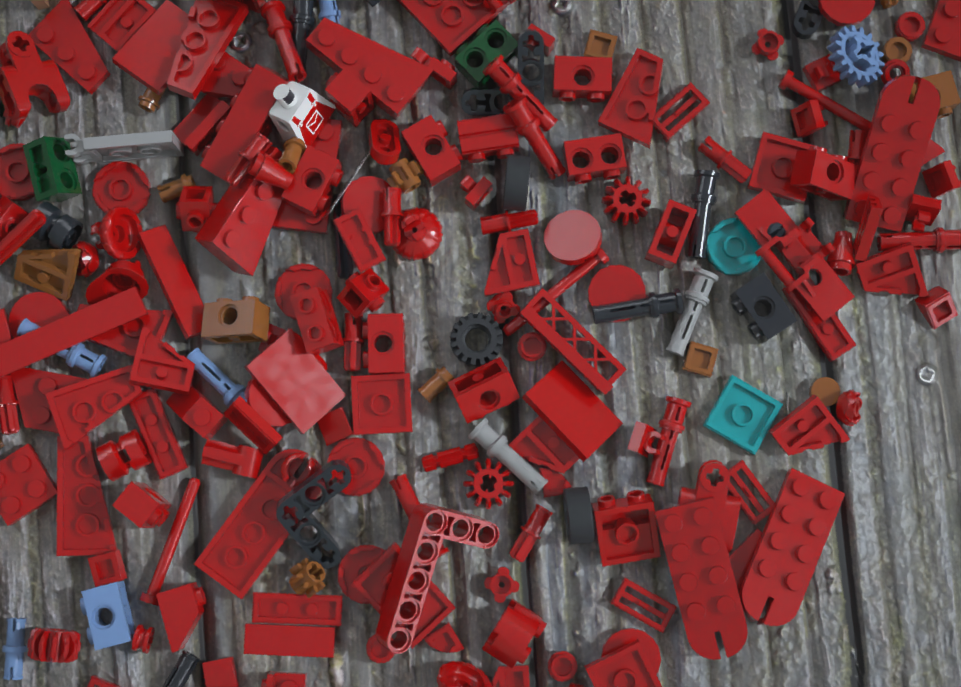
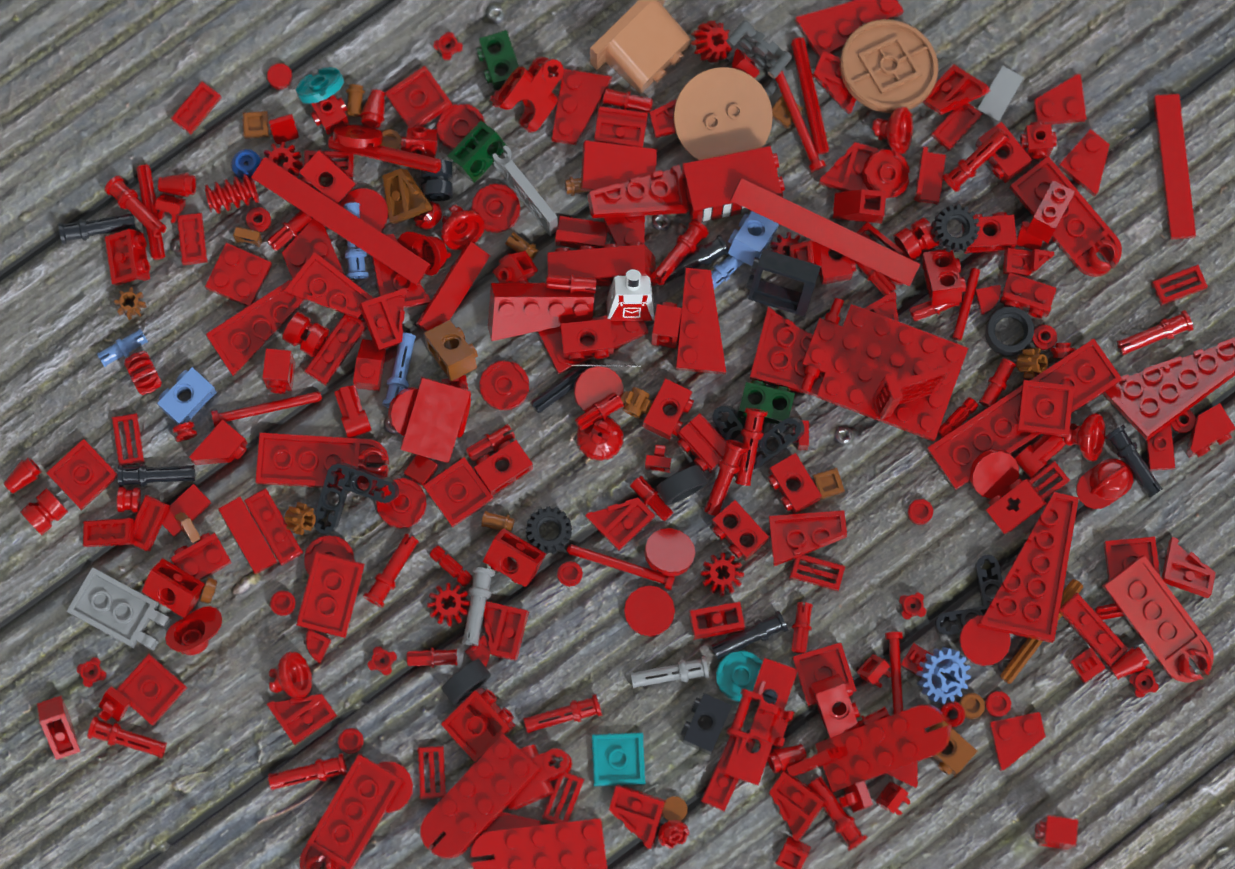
camera: 55 degrees right, 5 degrees down
(107, 568) = (219, 374): red plate -> none
(252, 425) = (383, 409): red tile -> none
(267, 170) = (571, 303): red cone -> none
(293, 151) = (597, 311): dark orange pin -> none
(317, 320) = (487, 407): red brick -> none
(359, 240) = (566, 399): red plate -> none
(363, 293) = (530, 427): red brick -> none
(384, 141) = (651, 371): red plate -> none
(423, 566) = (361, 591): red beam -> none
(443, 70) = (733, 379): red plate -> none
(499, 301) = (587, 528): red plate -> none
(513, 634) = (352, 688): red cylinder -> none
(567, 351) = (583, 592): red fence -> none
(572, 410) = (540, 631): red tile -> none
(642, 439) = (551, 696): red tile -> none
(651, 305) = (655, 640): black pin -> none
(700, 359) = (640, 702): dark orange tile -> none

